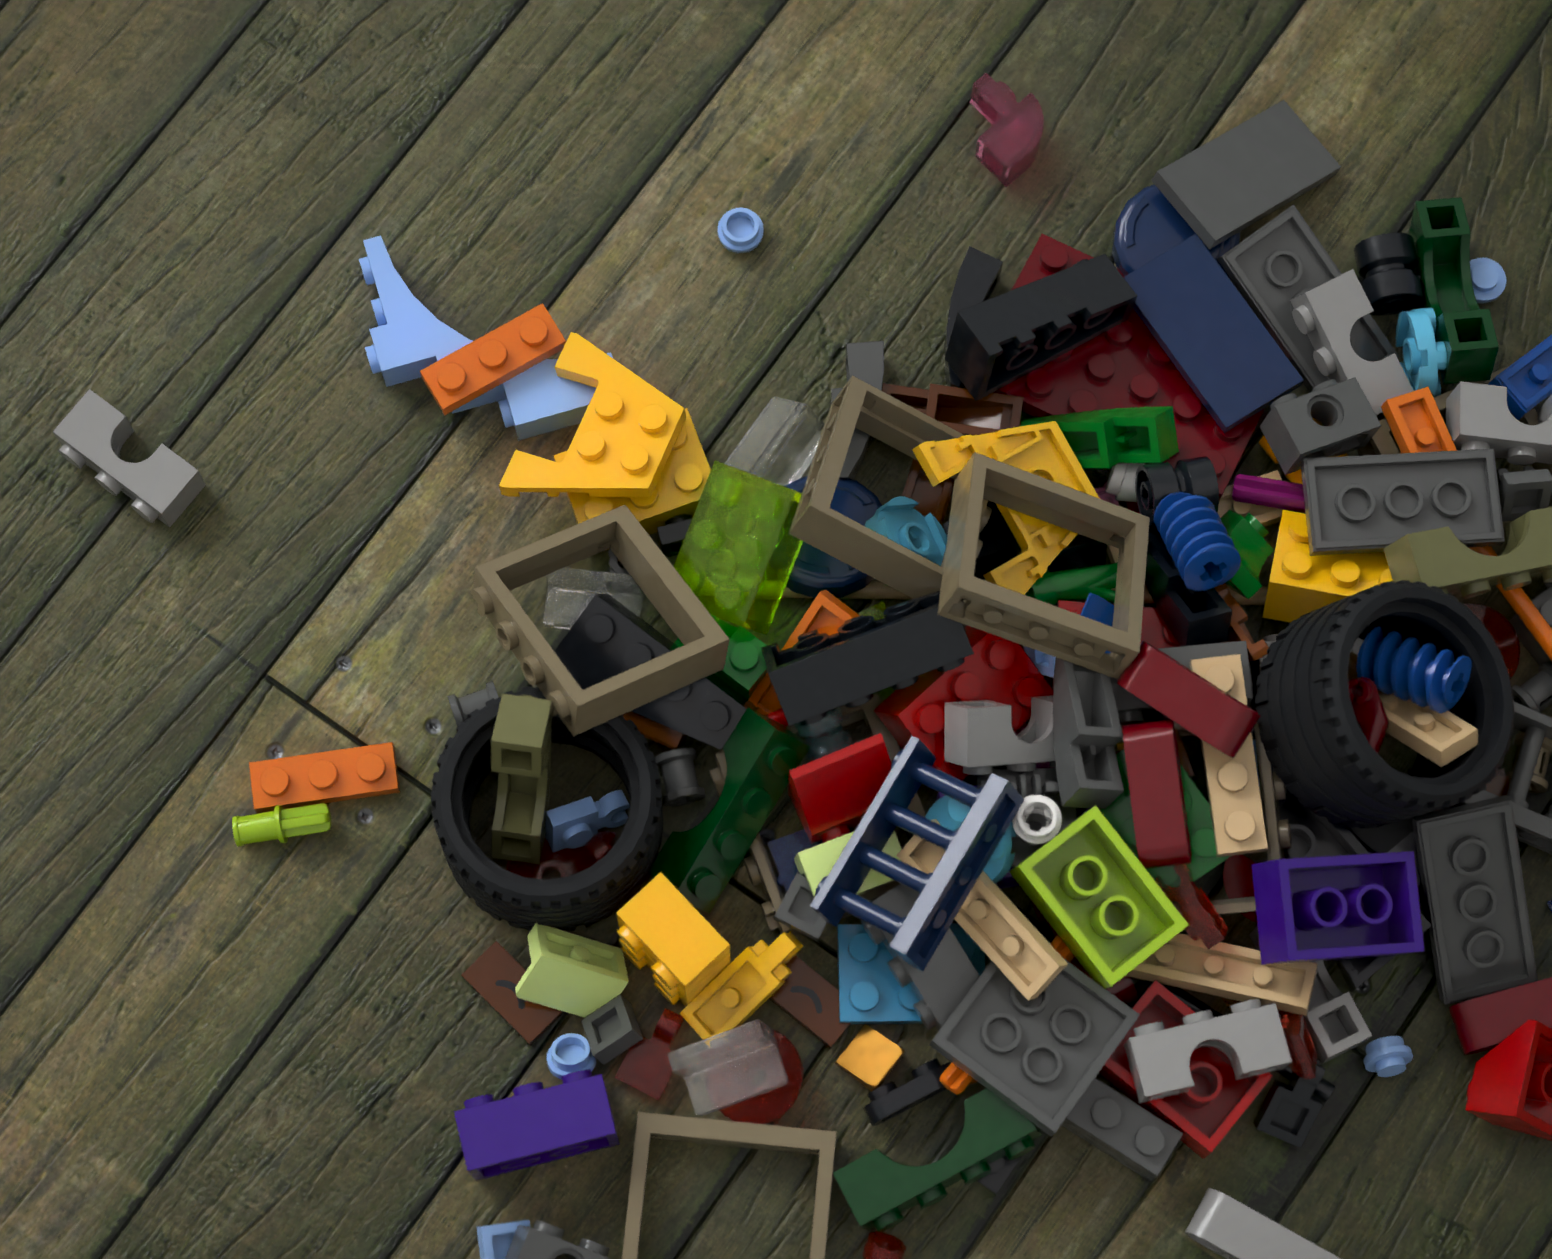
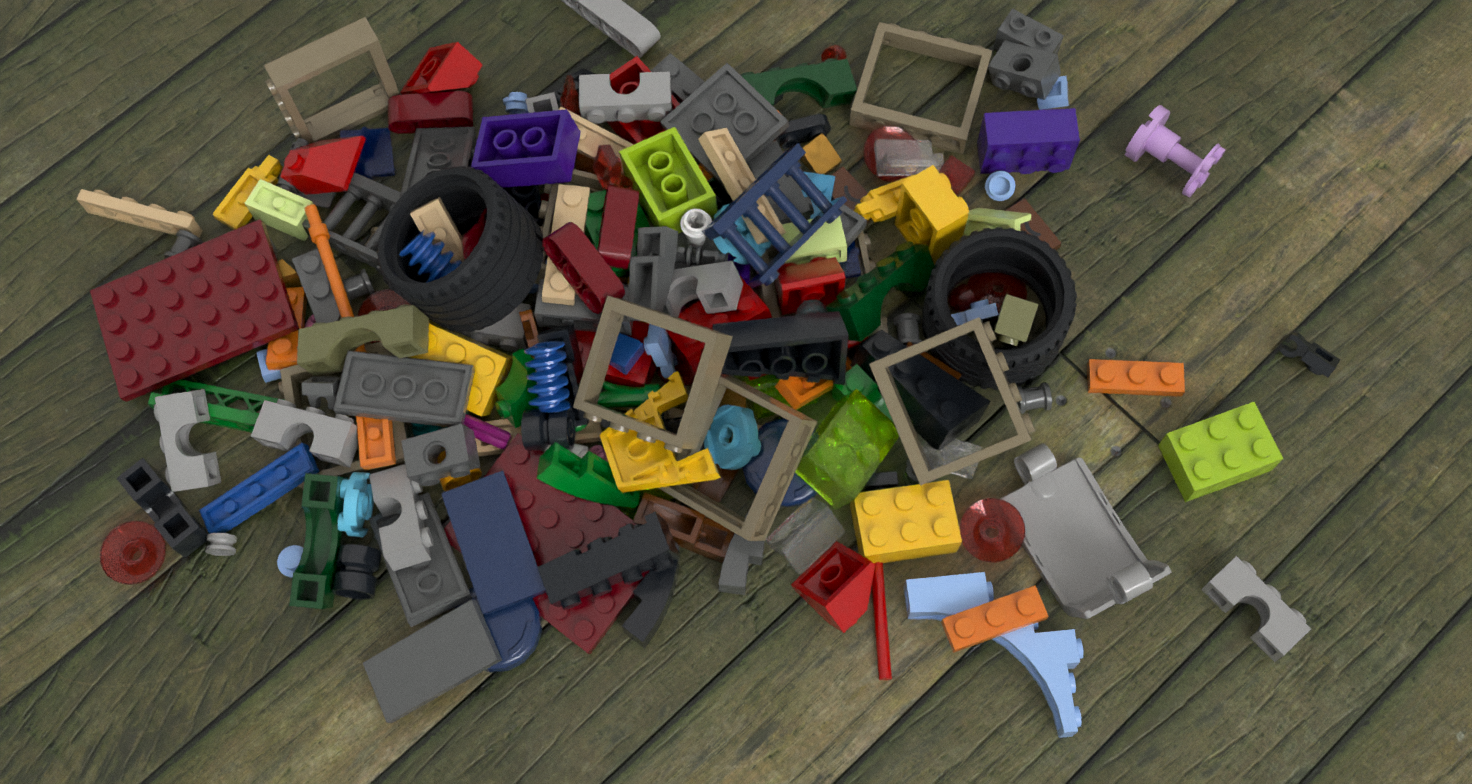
camera: 165 degrees left, 5 degrees down
(51, 855) = (1316, 358): none -> black plate
(191, 673) = (1220, 451): none -> lime brick
(281, 824) = (1167, 350): lime axle -> none
(310, 1164) = (1165, 145): none -> lavender piece
(379, 502) = (1078, 536): none -> light grey panel
(490, 516) = (992, 514): none -> clear red dish
(612, 1029) = (975, 192): dark grey plate -> none
(619, 439) = (915, 536): yellow wing -> none
(644, 334) = (881, 623): none -> red bar
(721, 380) = (837, 586): none -> red slope
(740, 230) = (800, 699): light blue plate -> none
(1015, 132) = (586, 728): clear pink brick -> none

